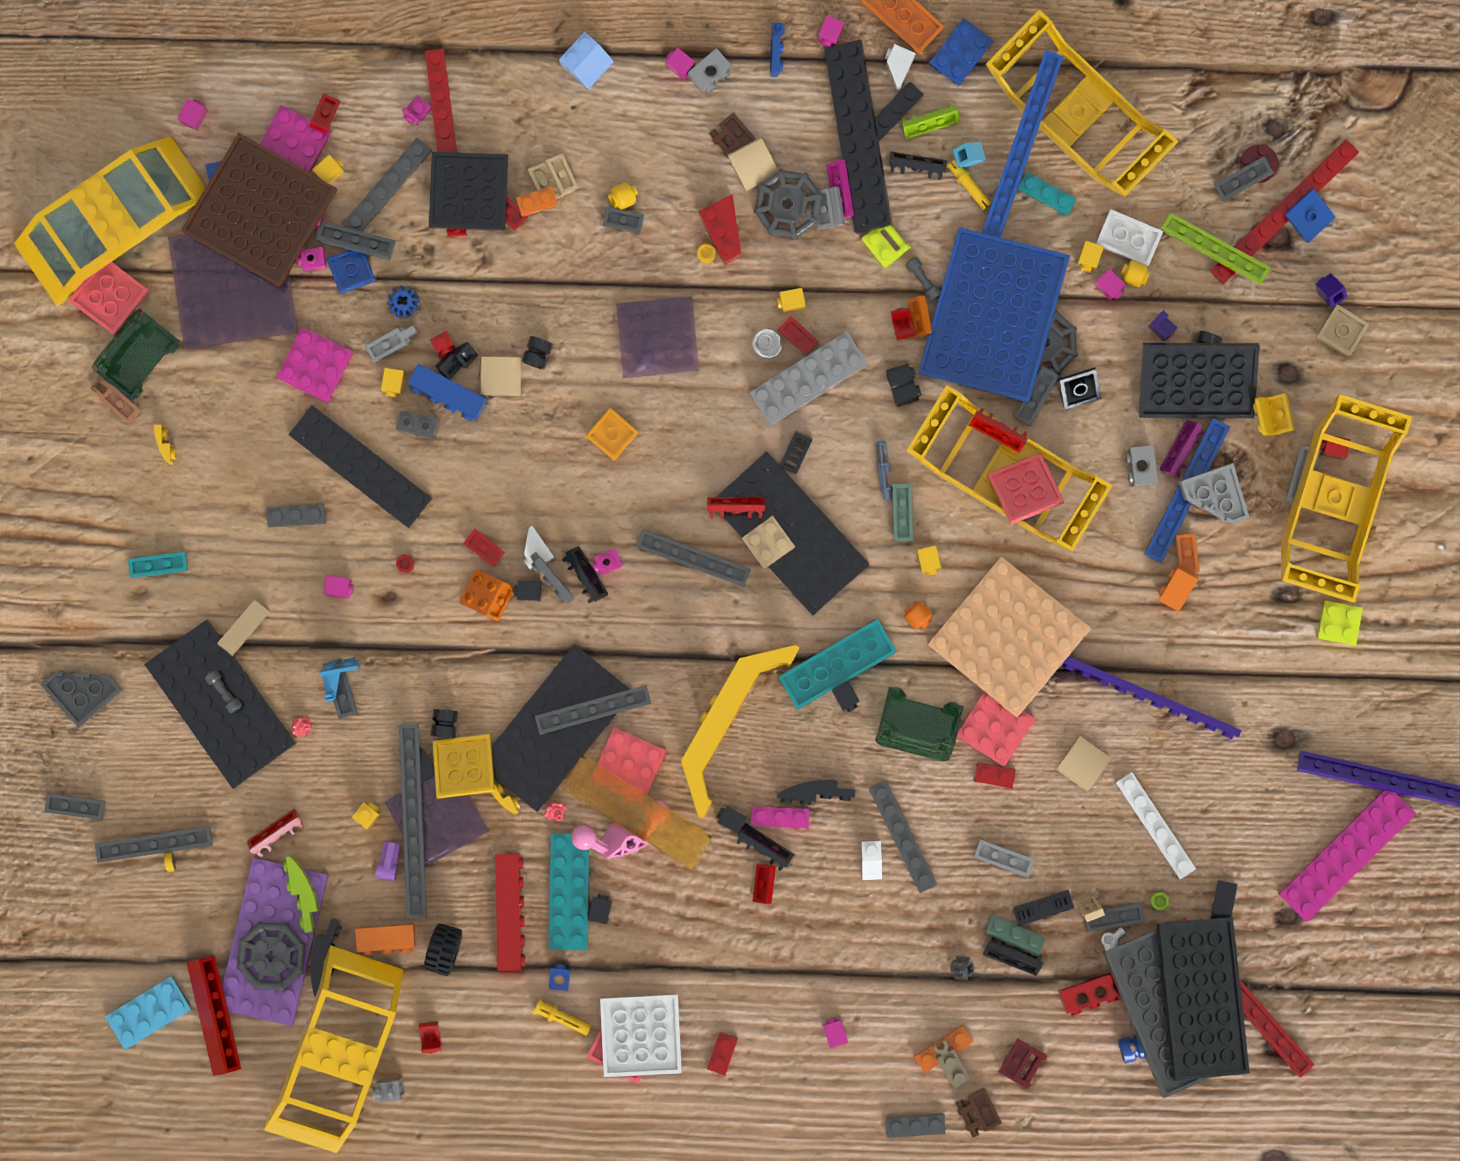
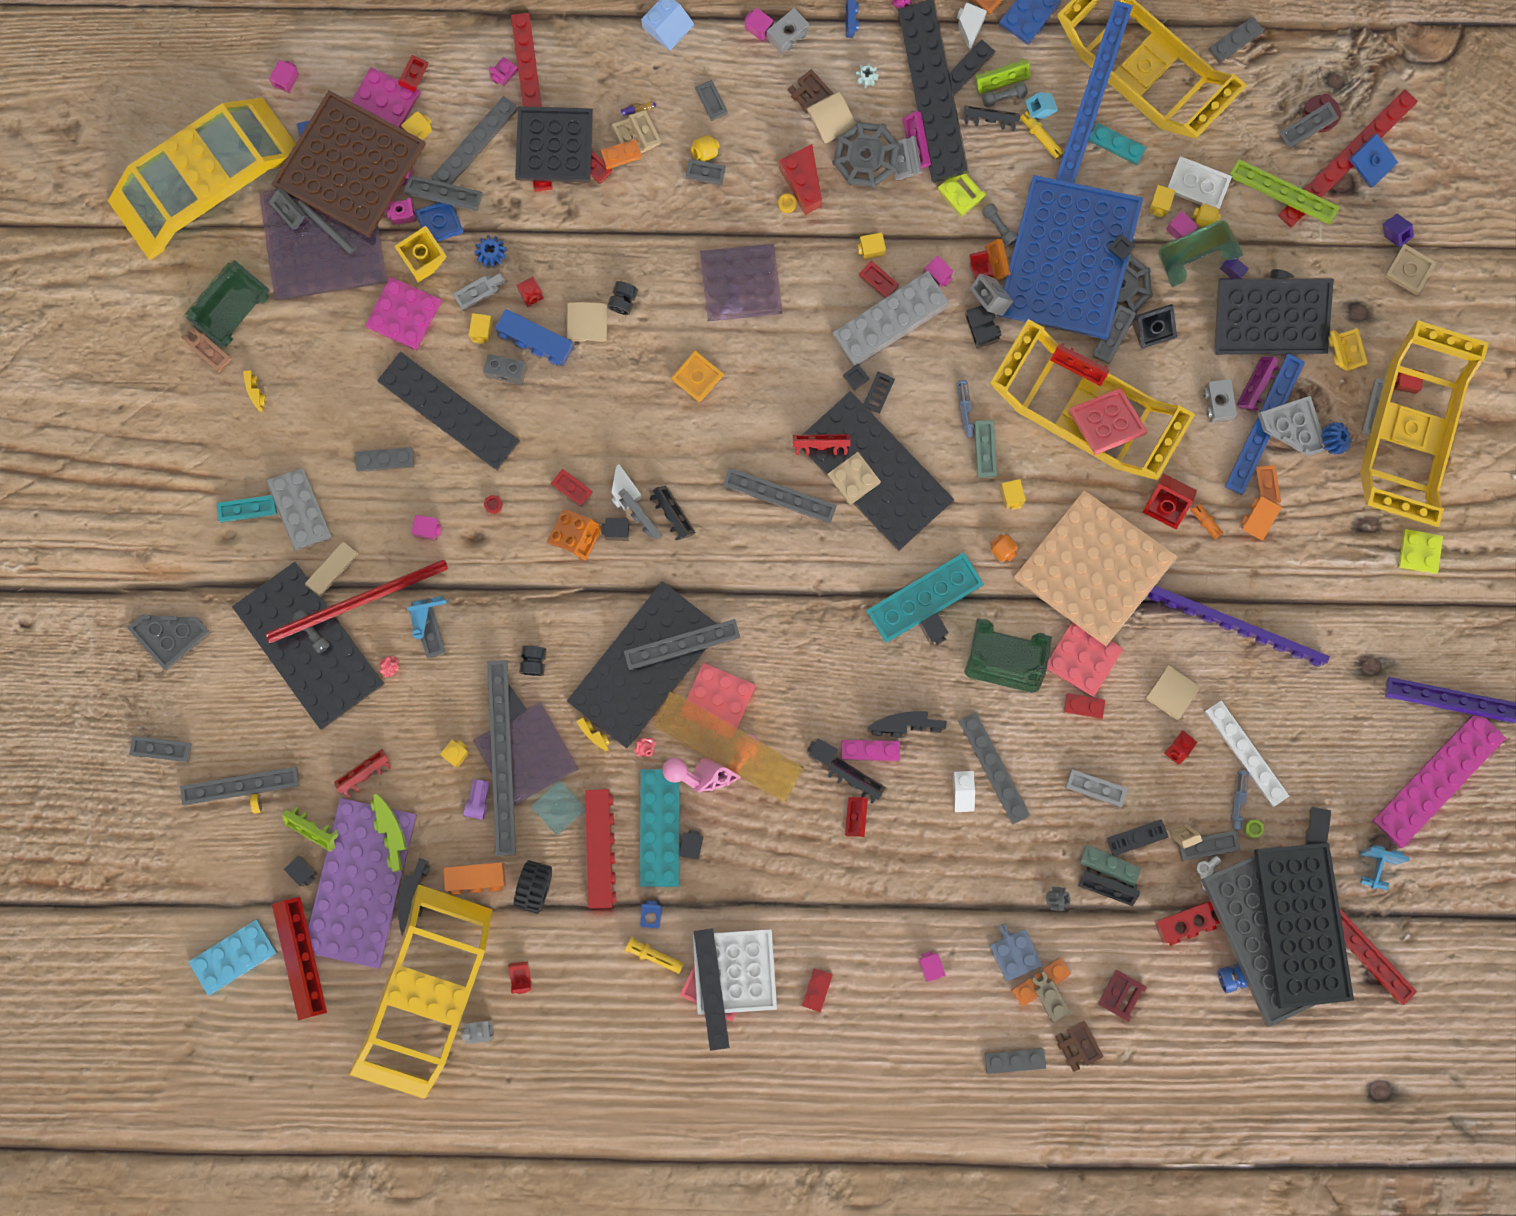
camera: 10 degrees left, 5 degrees down
(109, 297) = (200, 249): coral plate -> none
(197, 257) = (287, 208): none -> dark grey plate
(210, 566) = (298, 509): none -> light grey plate
(215, 930) = (301, 871): none -> black brick
(223, 888) = (310, 829): none -> lime plate
(236, 275) = (326, 227): none -> dark grey bar
(269, 661) = (356, 601): none -> red axle
(279, 949) = (365, 905): dark grey plate -> none
(332, 305) = (421, 253): none -> yellow slope
(459, 357) = (545, 304): black slope -> none
(463, 766) = (552, 702): yellow plate -> none
(468, 870) = (558, 808): none -> clear light blue plate
(553, 150) = (636, 107): none -> piece
(615, 562) = (701, 503): dark pink brick -> none
(617, 1052) = (711, 989): none -> black plate
(630, 143) = (711, 100): none -> dark grey tile
(720, 716) = (812, 642): yellow window -> none
(766, 343) = (848, 286): white hair -> none
(773, 437) = (856, 377): none -> black plate
(795, 119) = (866, 81): none -> light aqua gear
(859, 329) = (939, 271): none -> dark pink brick
(911, 354) = (991, 294): none -> light grey brick
(917, 145) = (990, 98): none -> dark grey piece
(917, 1021) = (1014, 953): none -> sand blue plate
(1045, 308) = (1121, 247): none -> black plate
(1087, 569) = (1170, 501): none -> red slope
(1090, 818) = (1181, 747): none -> red bracket
(1123, 307) = (1195, 246): none -> clear green windscreen
(1124, 589) = (1207, 521): none -> orange pin
(1147, 870) = (1240, 798): none -> sand blue piece
(1173, 84) = (1236, 40): none -> dark grey plate
(1258, 507) = (1336, 438): none -> blue gear
(1281, 927) = (1379, 853): none -> dark azure plate

